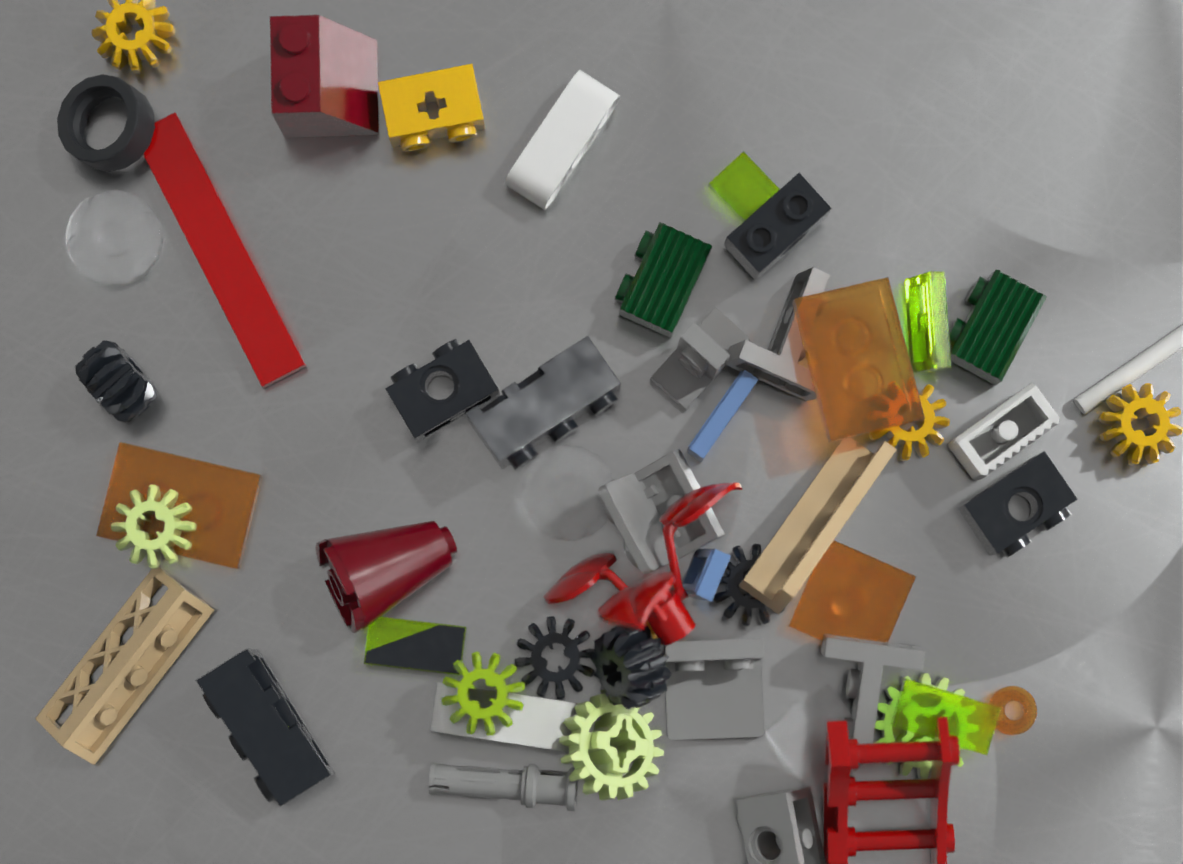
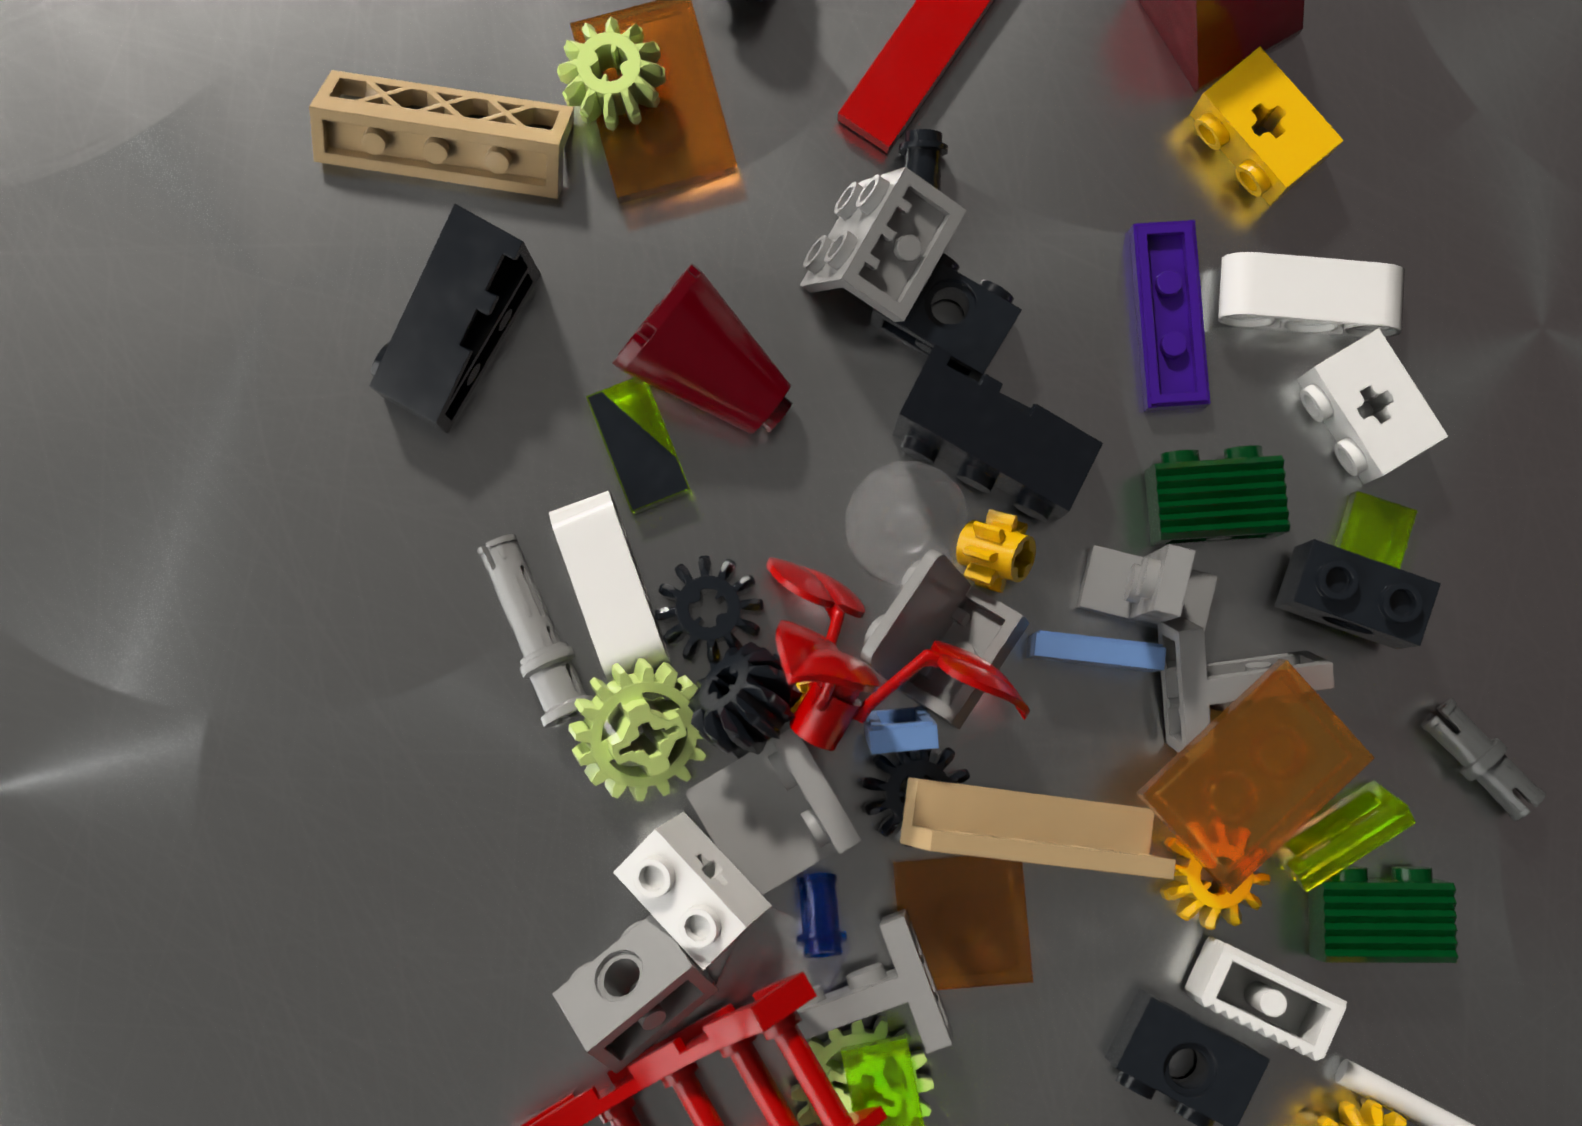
camera: 65 degrees right, 0 degrees up
(332, 349) = (923, 154): none -> black pin
(372, 407) = (884, 241): none -> light grey bracket
(474, 707) = (596, 545): lime gear -> none
(523, 239) = (1169, 315): none -> dark purple tile
(619, 444) = (996, 550): none -> yellow gear
(681, 130) = (1401, 417): none -> white brick
(735, 768) = (692, 889): none -> white brick
(798, 693) = (819, 916): none -> clear blue pin
(928, 201) = (1483, 760): none -> dark grey pin

